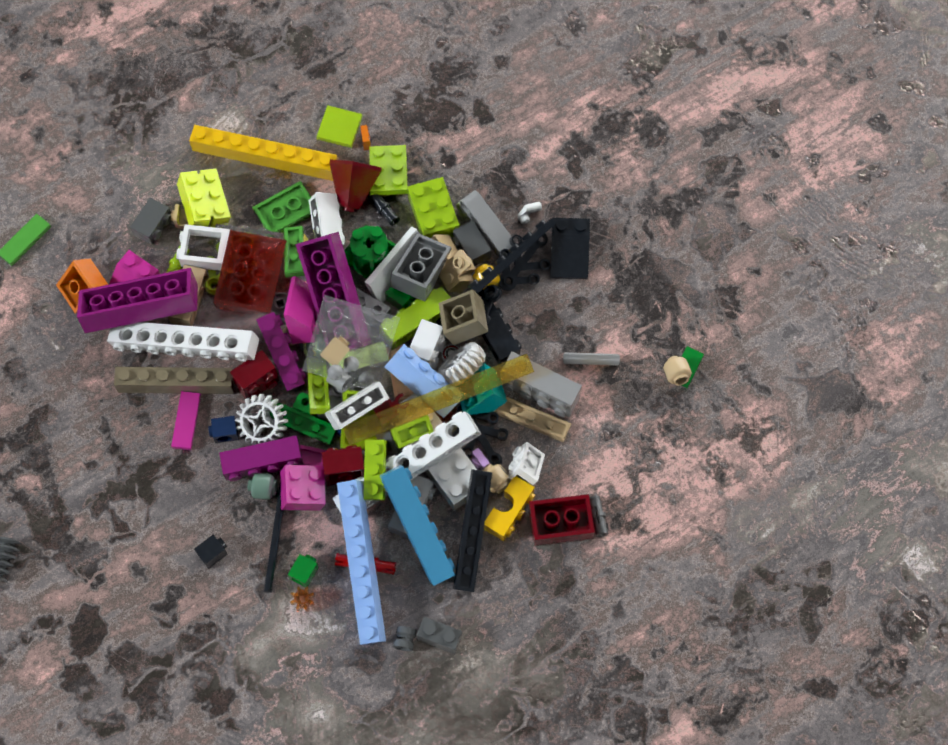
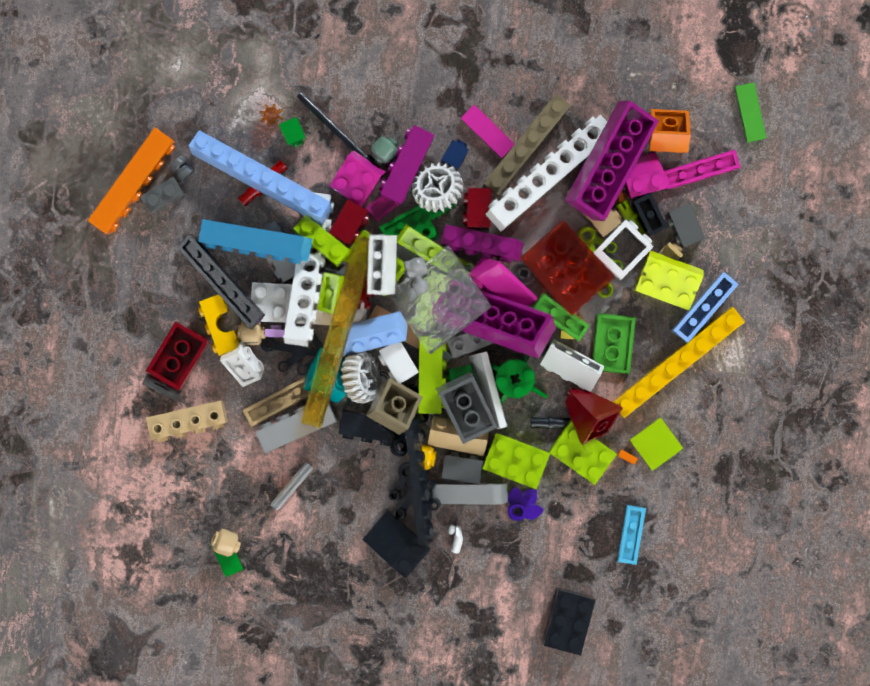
camera: 130 degrees right, 20 degrees up
(94, 241) = (702, 169): none -> dark pink tile
(162, 249) = (649, 214): none -> black brick
(211, 550) = (362, 74): black brick -> none
(228, 162) = (704, 307): none -> light blue brick
(335, 350) = (438, 280): tan brick -> none
(422, 96) = (631, 534): none -> medium azure tile
(447, 671) = (132, 181): none -> orange brick
(461, 182) = (526, 503): none -> dark purple plate
(462, 263) = (445, 443): tan bracket -> none
(523, 89) = (569, 621): none -> black brick
(607, 475) = (187, 420): none -> tan brick

